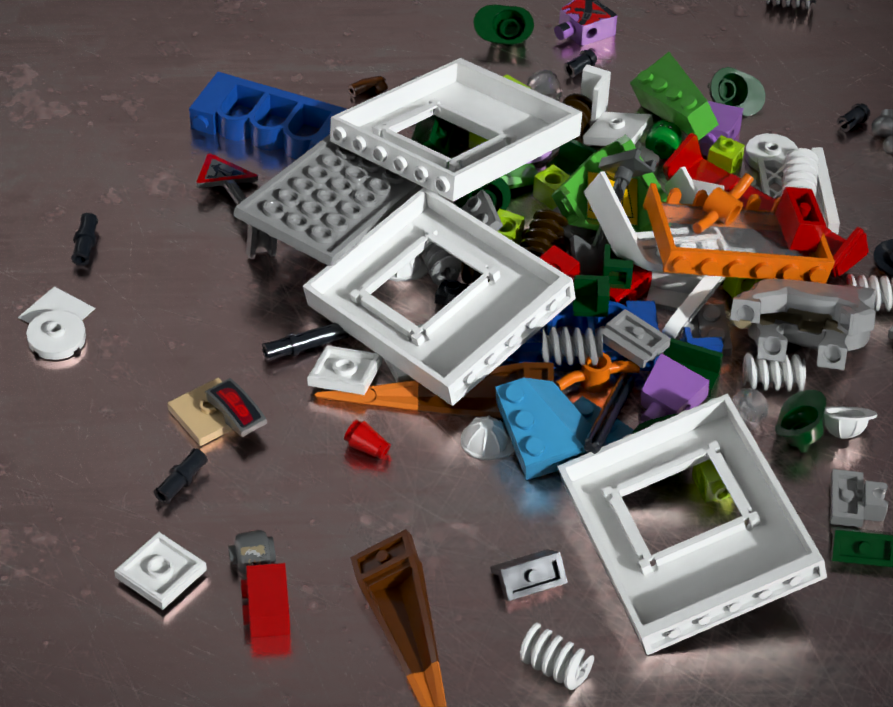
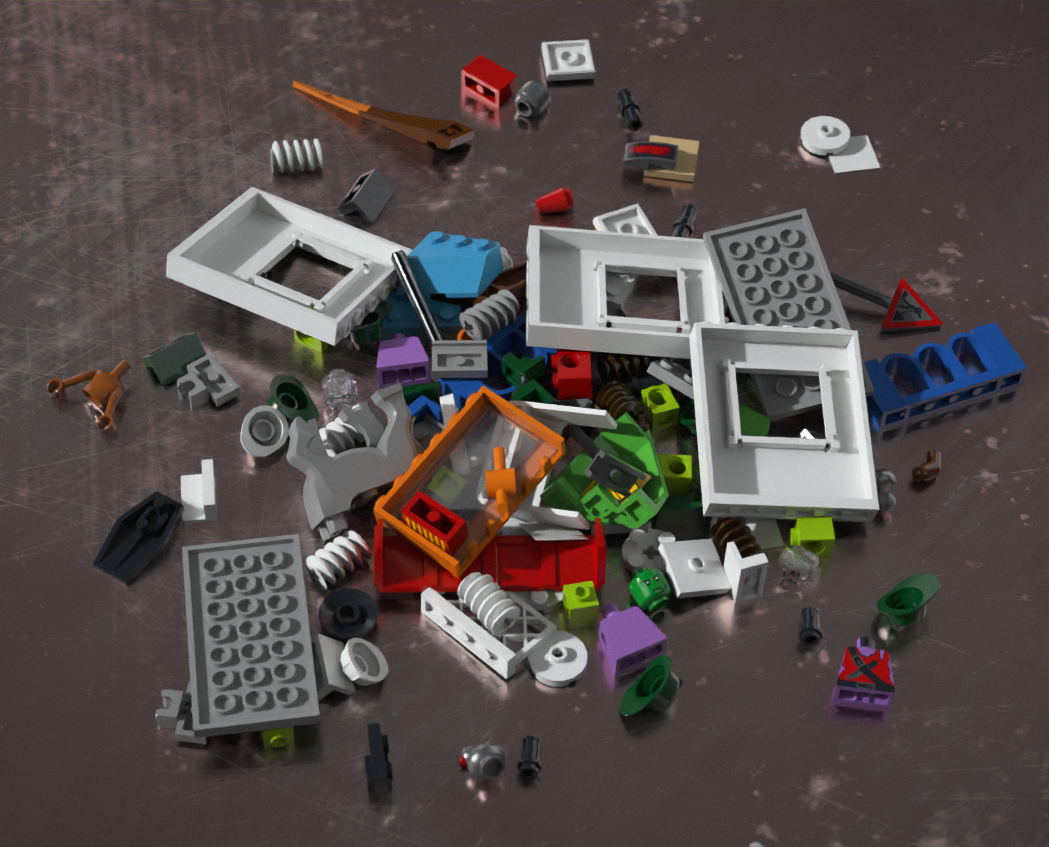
camera: 135 degrees right, 5 degrees up
(84, 239) = (908, 199): black pin -> none
(674, 97) = (673, 610): bright green wedge -> none

